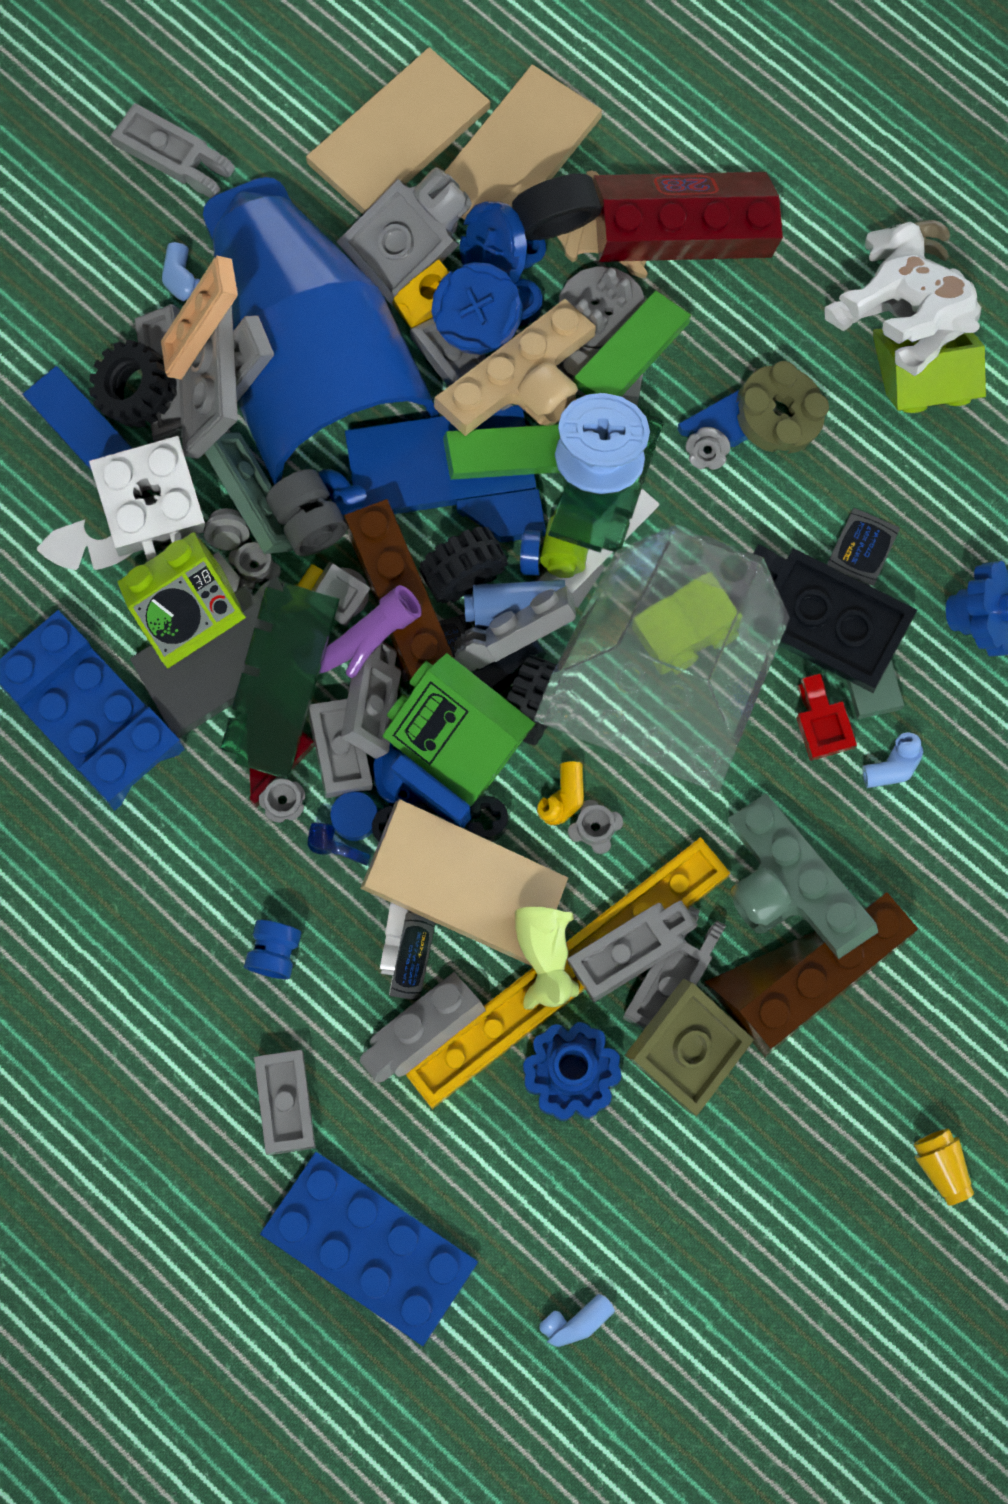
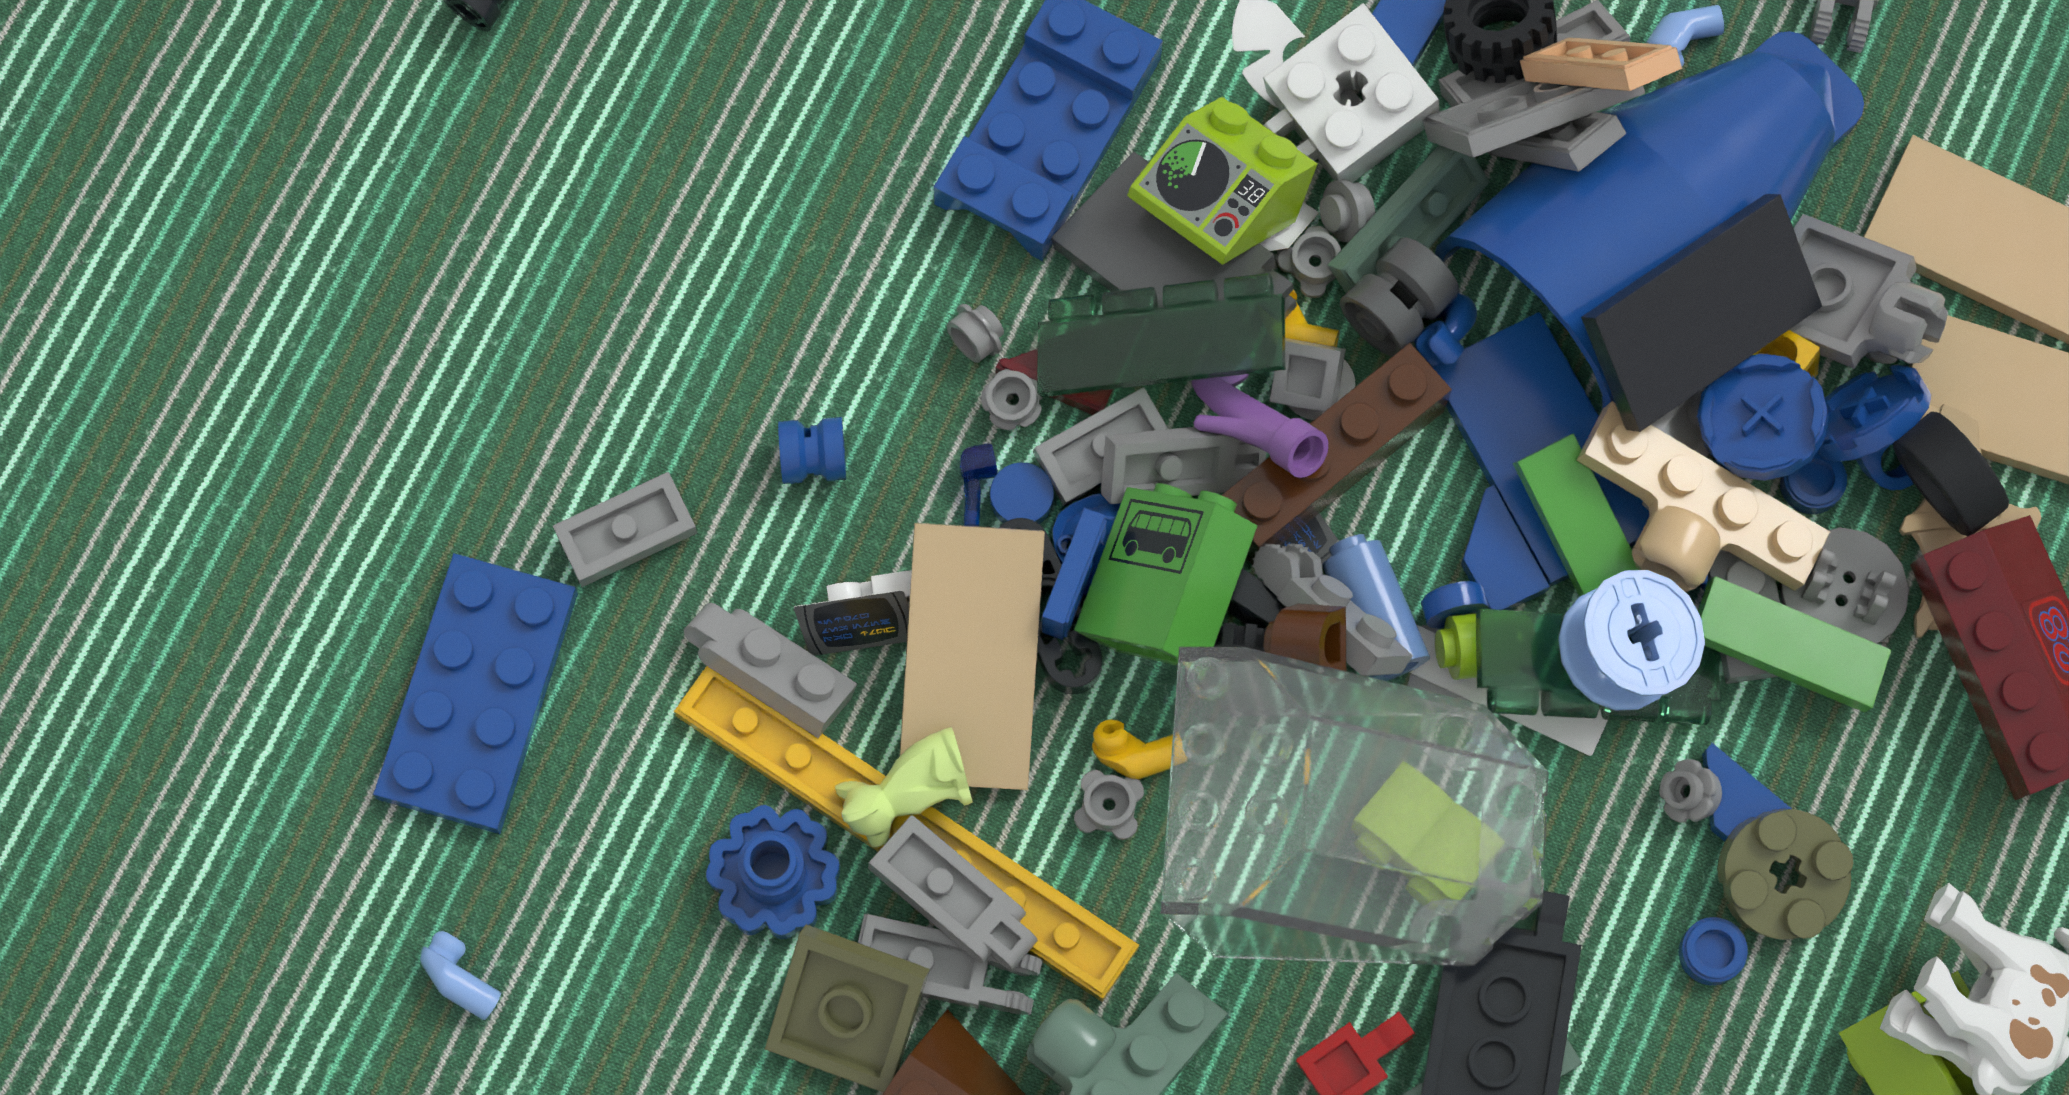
camera: 70 degrees right, 0 degrees up
(224, 809) = (976, 332): none -> light grey plate
(397, 316) = (1702, 312): none -> black tile
(461, 563) = (1400, 515): black tyre -> none
(539, 643) = (1309, 634): none -> reddish brown plate
(815, 472) = (1713, 951): none -> blue tile
(863, 546) = (1627, 1047): sticker -> none

